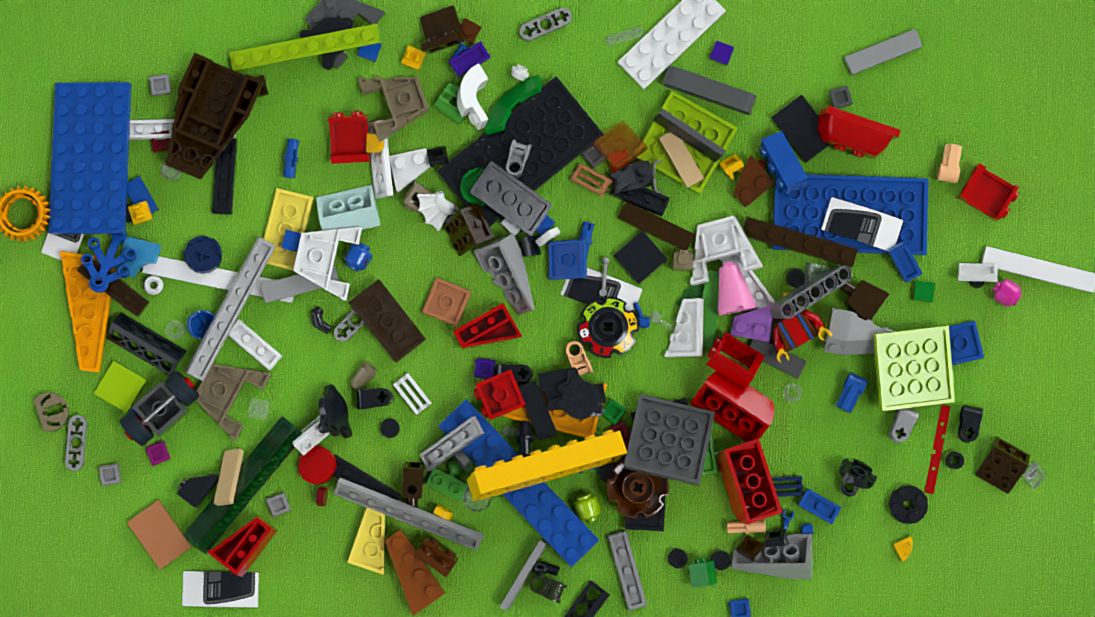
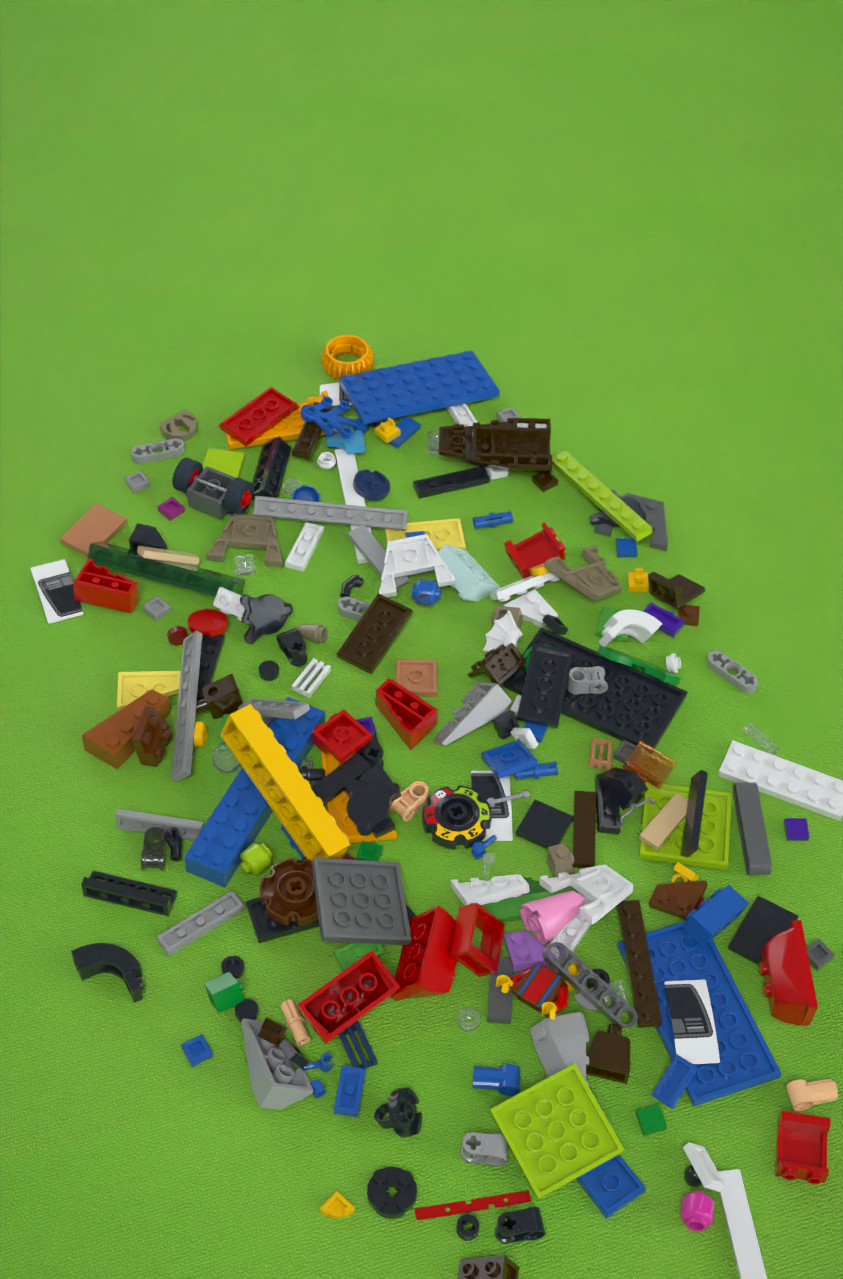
camera: 65 degrees right, 35 degrees down
(73, 331) = (258, 416): none -> red tile

